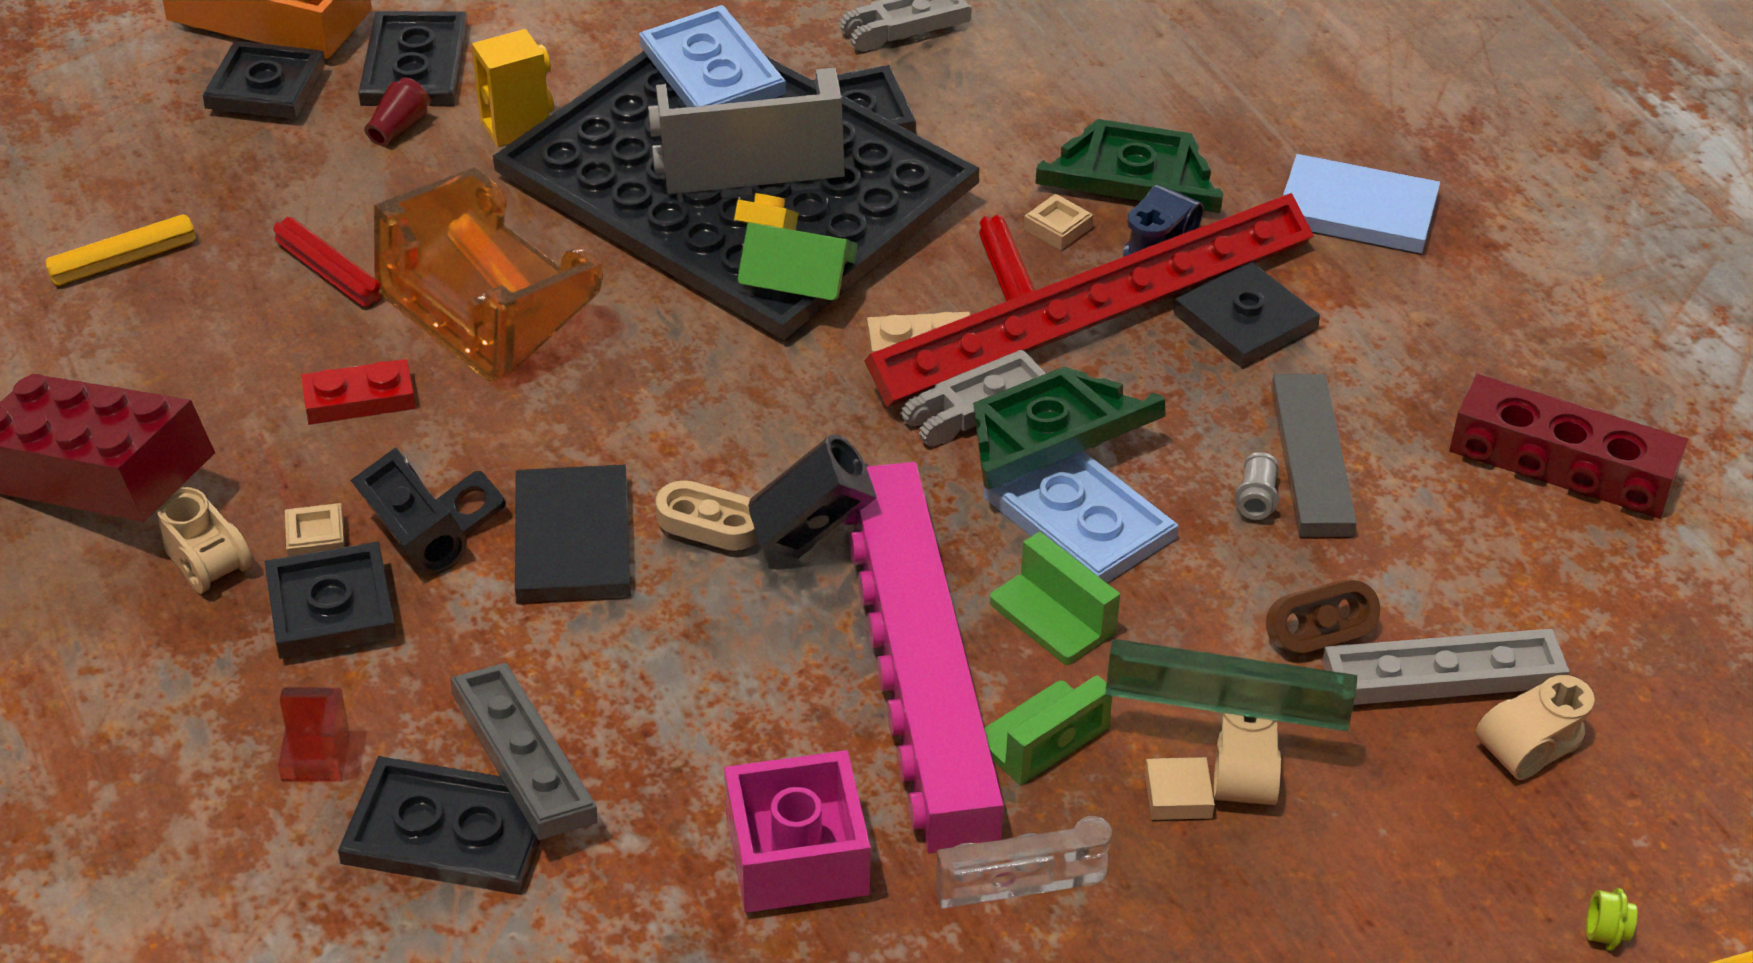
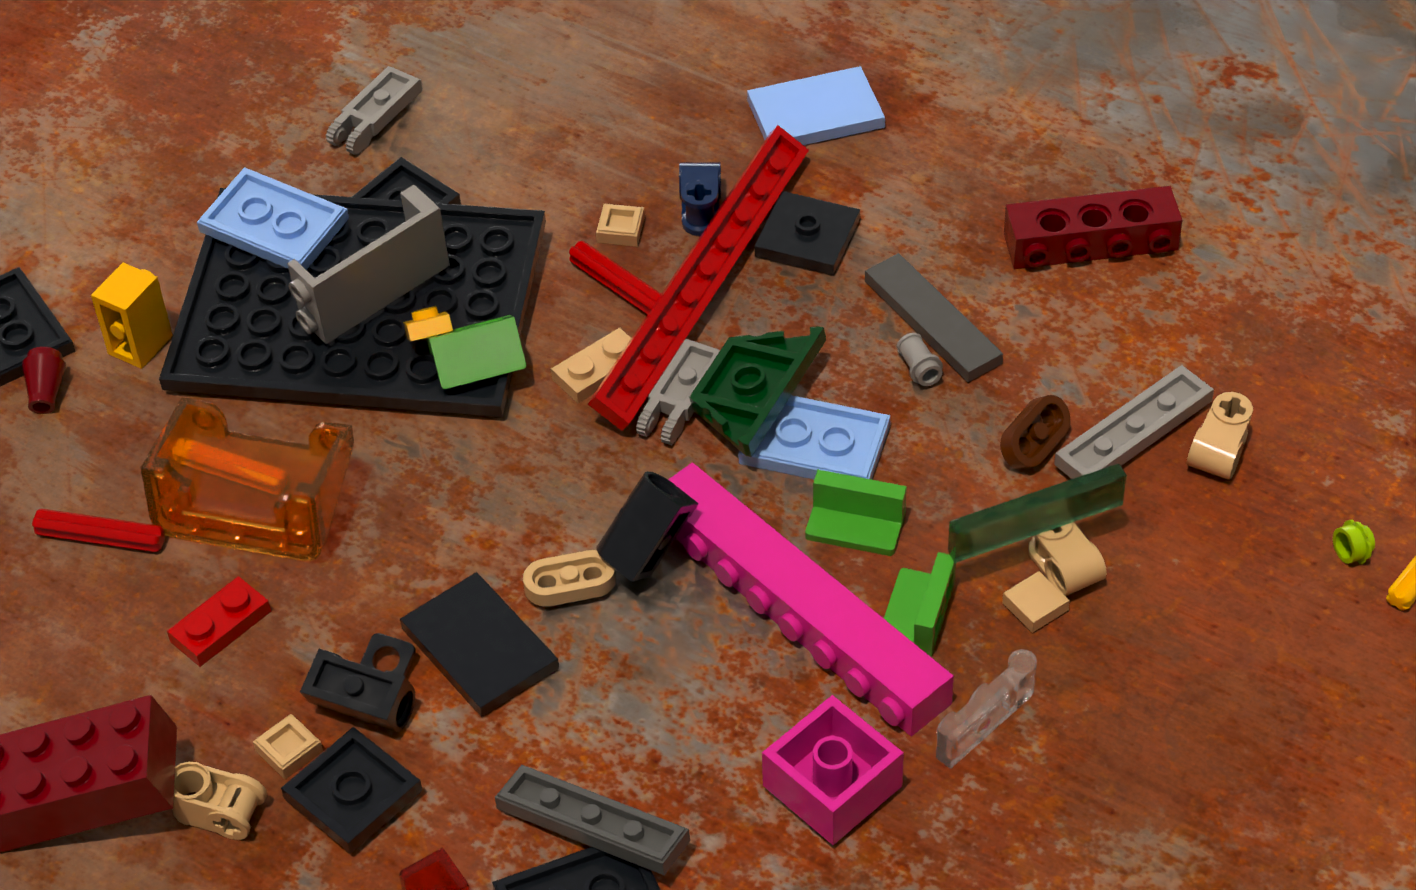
camera: 30 degrees left, 5 degrees up
(1129, 161) = (641, 153): dark green wing -> none

